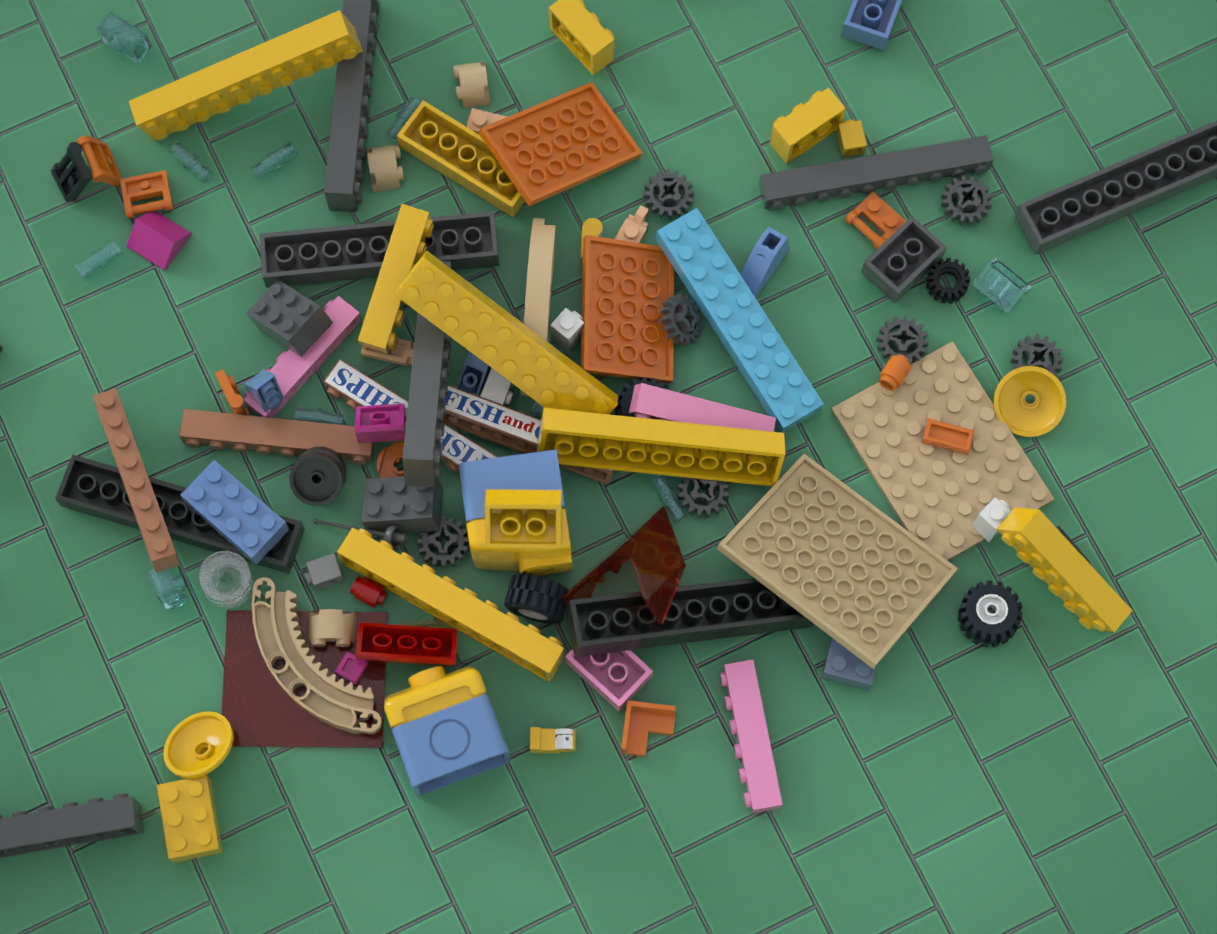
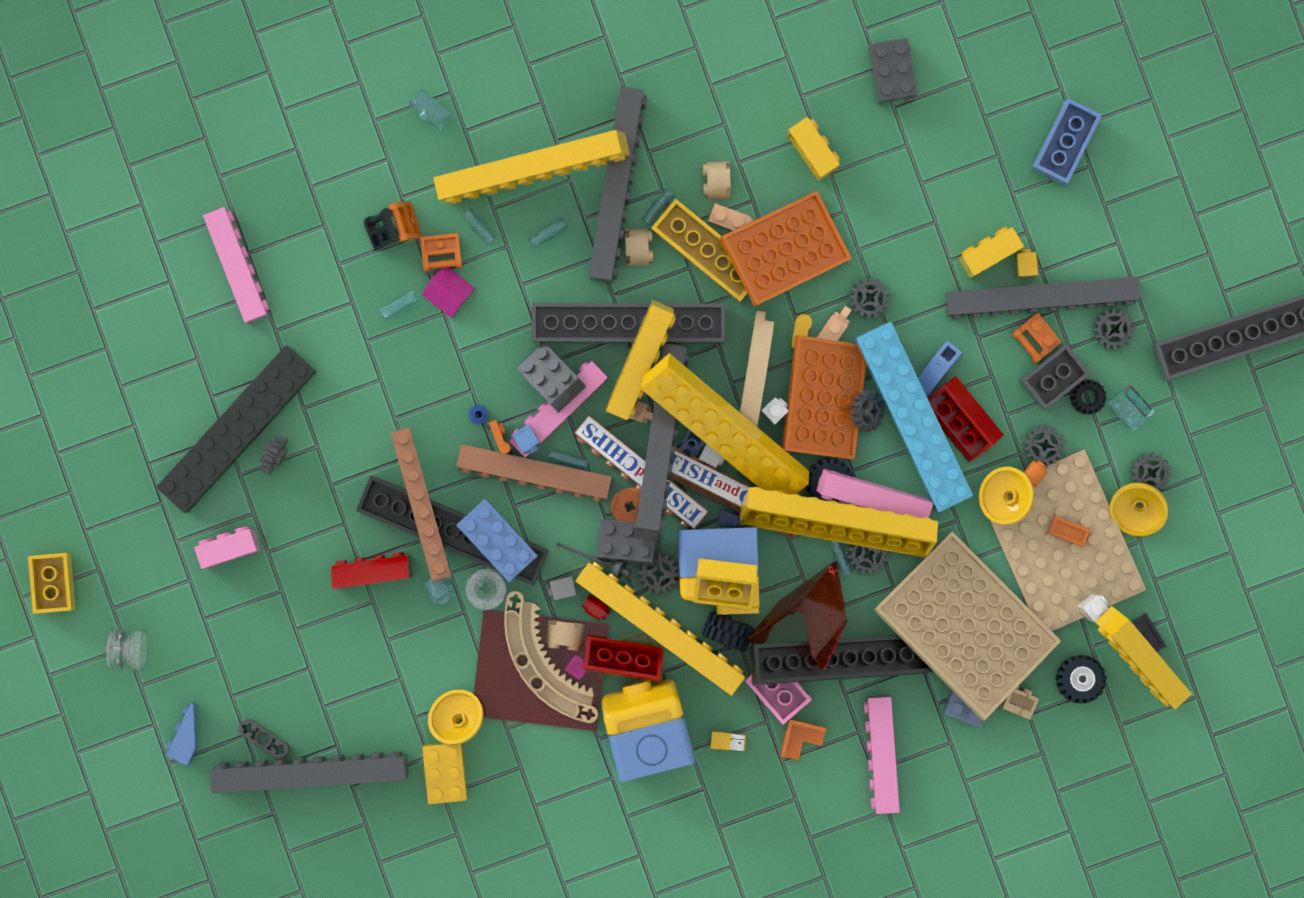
camera: 10 degrees right, 15 degrees up
(80, 576) = (371, 571): none -> red slope
(205, 383) = (483, 419): none -> blue plate
(304, 477) = (564, 512): pearl dark grey wheel -> none
(380, 423) = (617, 473): dark pink slope -> none
(802, 321) = (964, 419): none -> red slope
(854, 392) = (995, 495): none -> yellow dish
(916, 651) = (1020, 703): none -> tan cylinder

